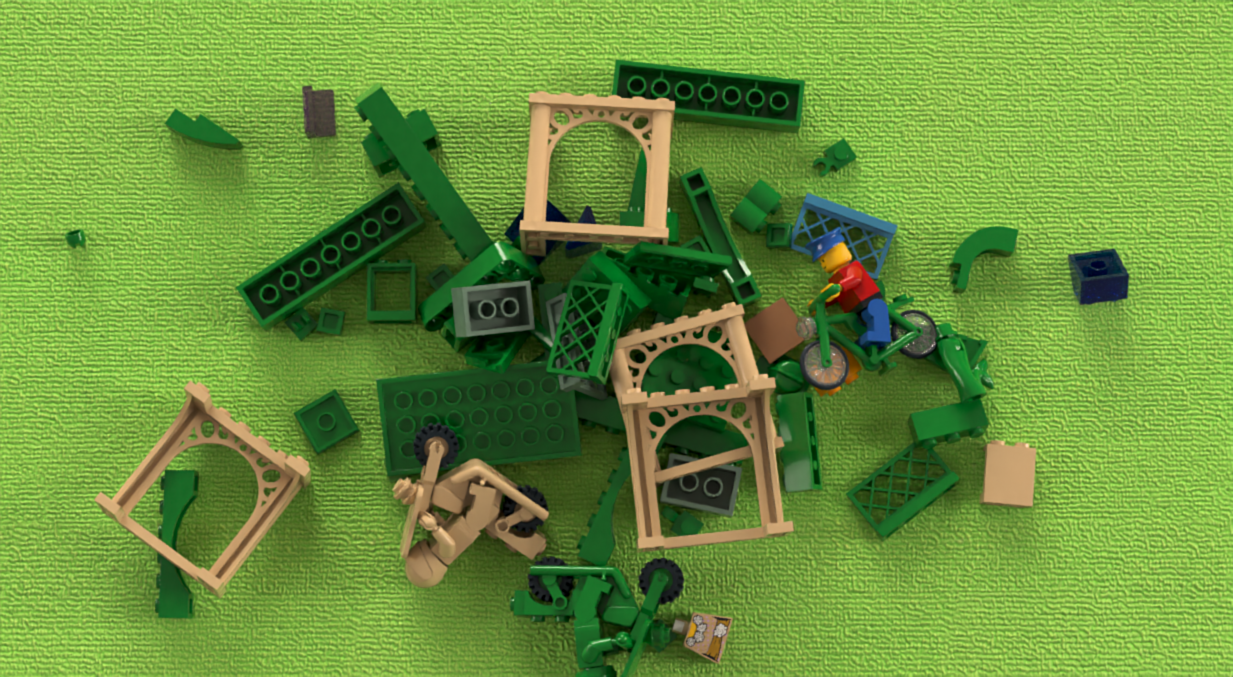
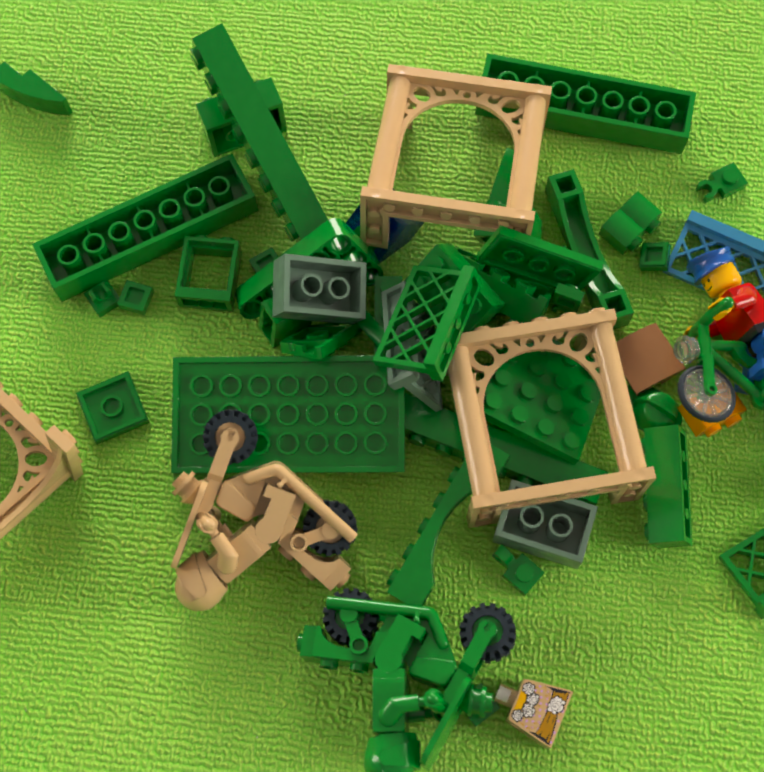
camera: 10 degrees right, 10 degrees down
(318, 112) = (157, 84): panel -> none
(578, 248) = (427, 235): slope -> none
(757, 402) = (628, 419): tan arch -> none

